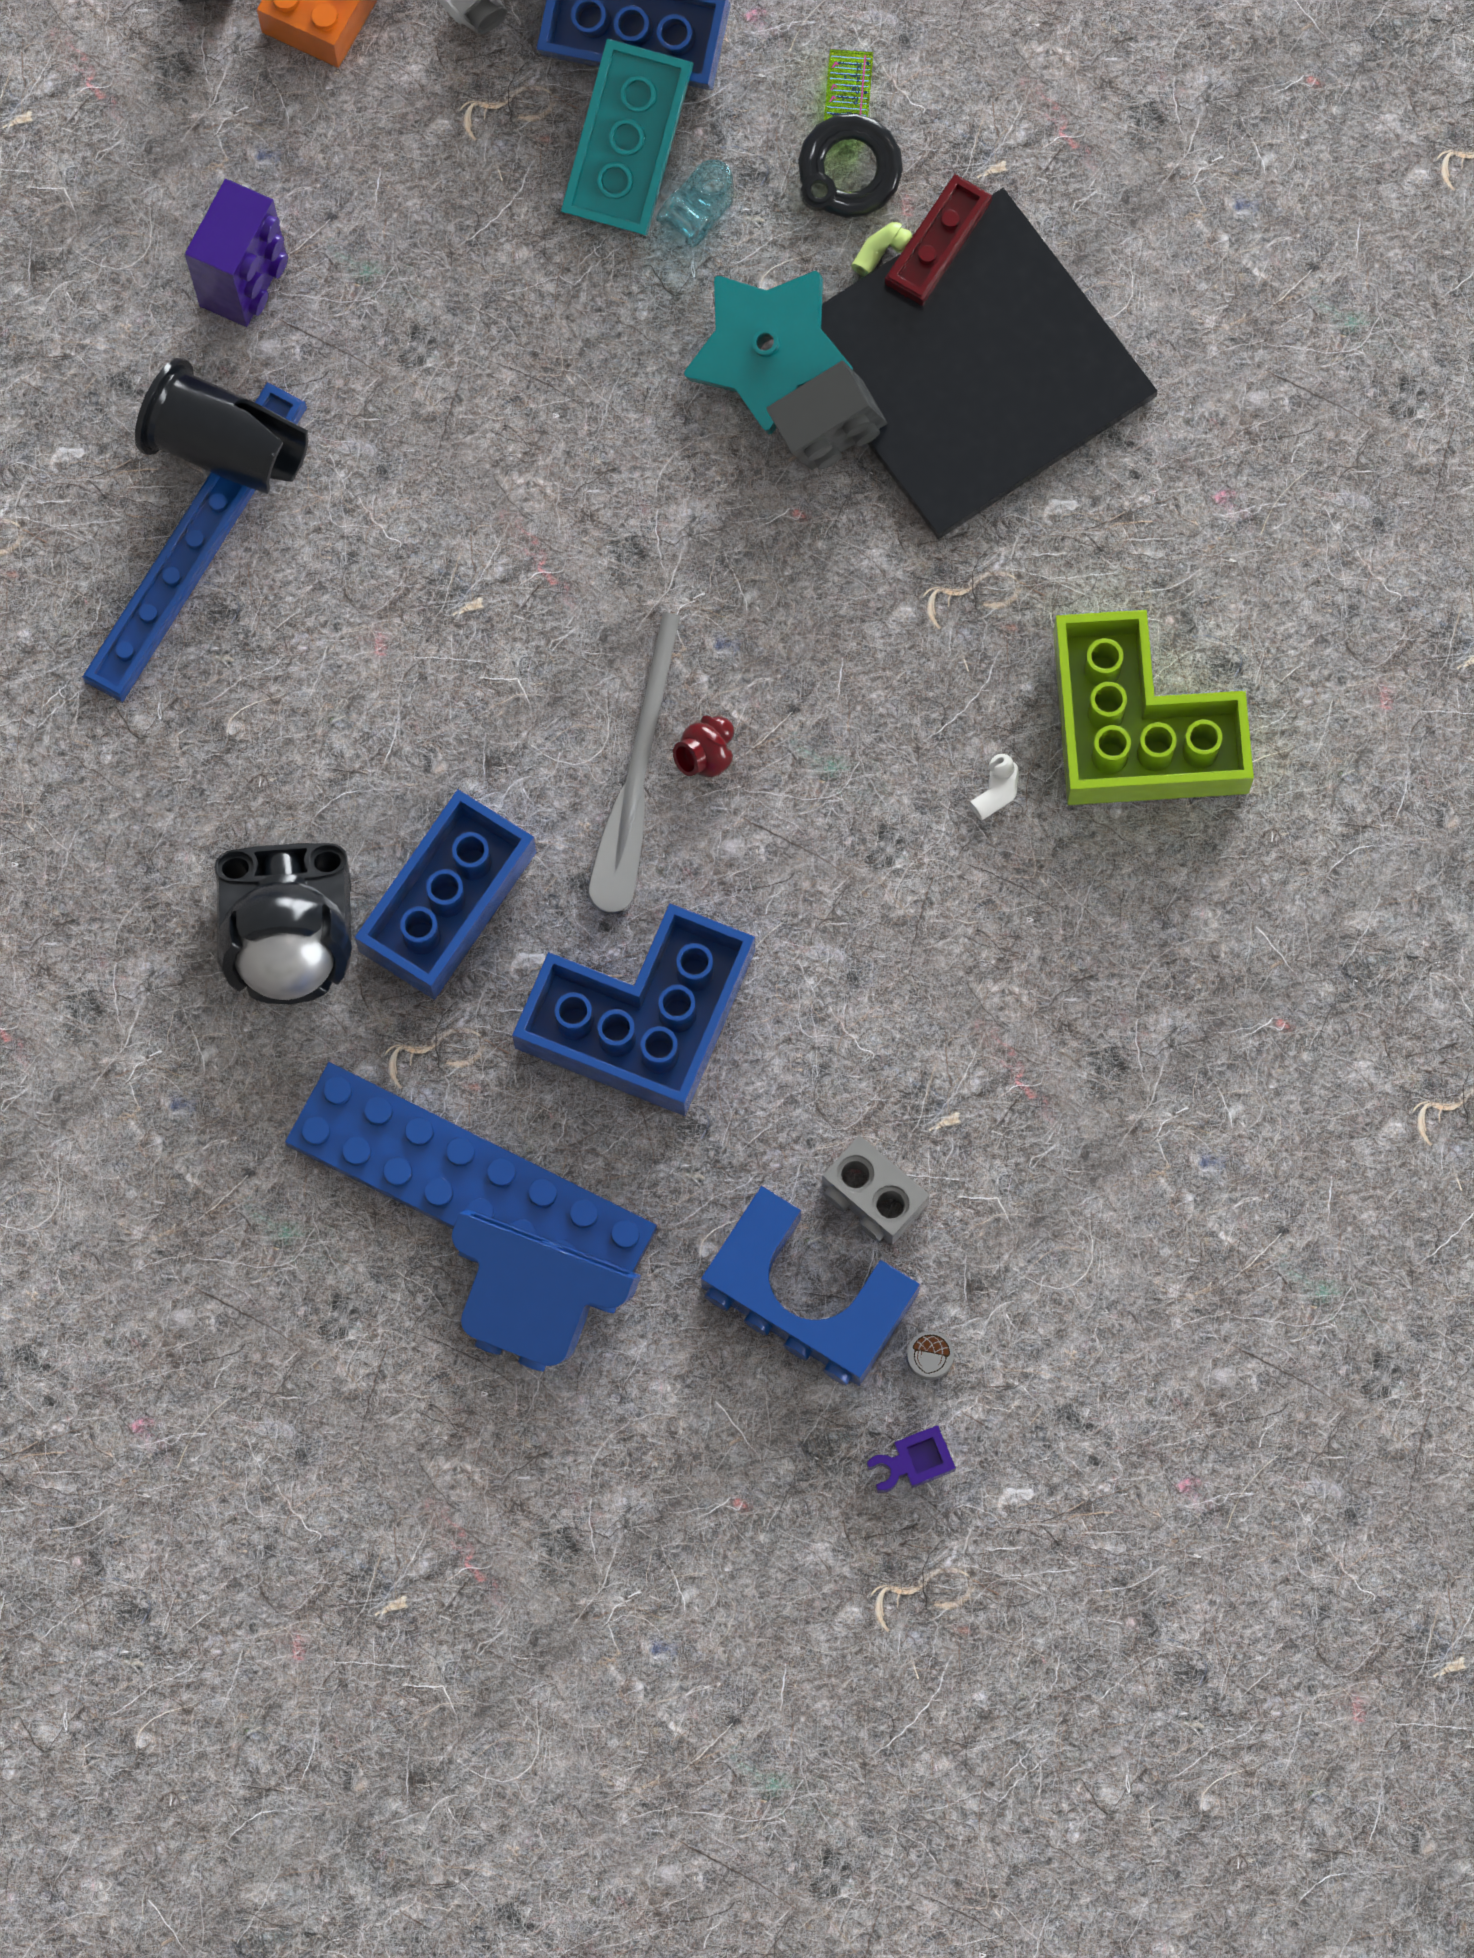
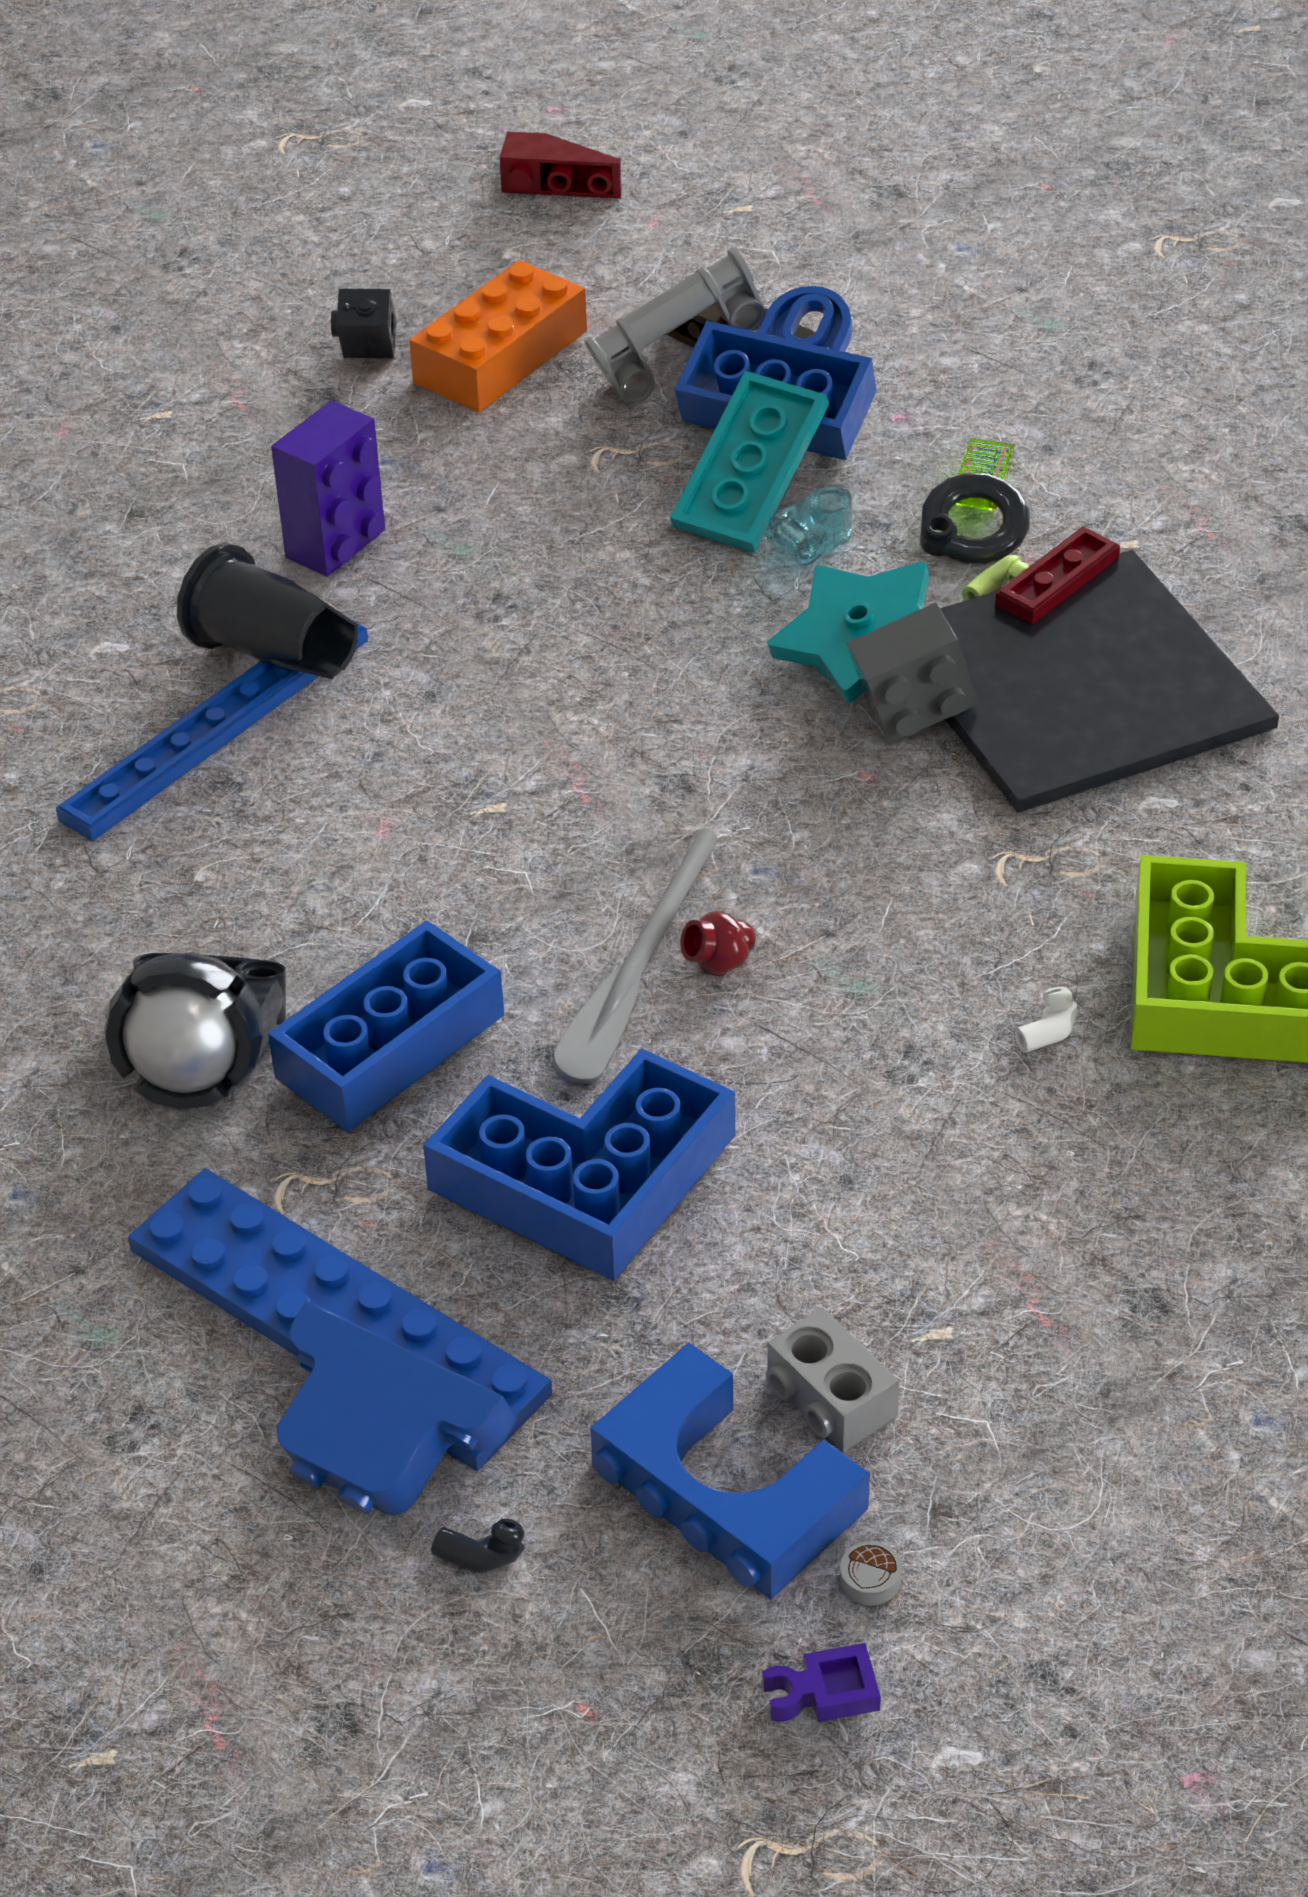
camera: 10 degrees right, 30 degrees down
(639, 1387) = (483, 1554): none -> black arm

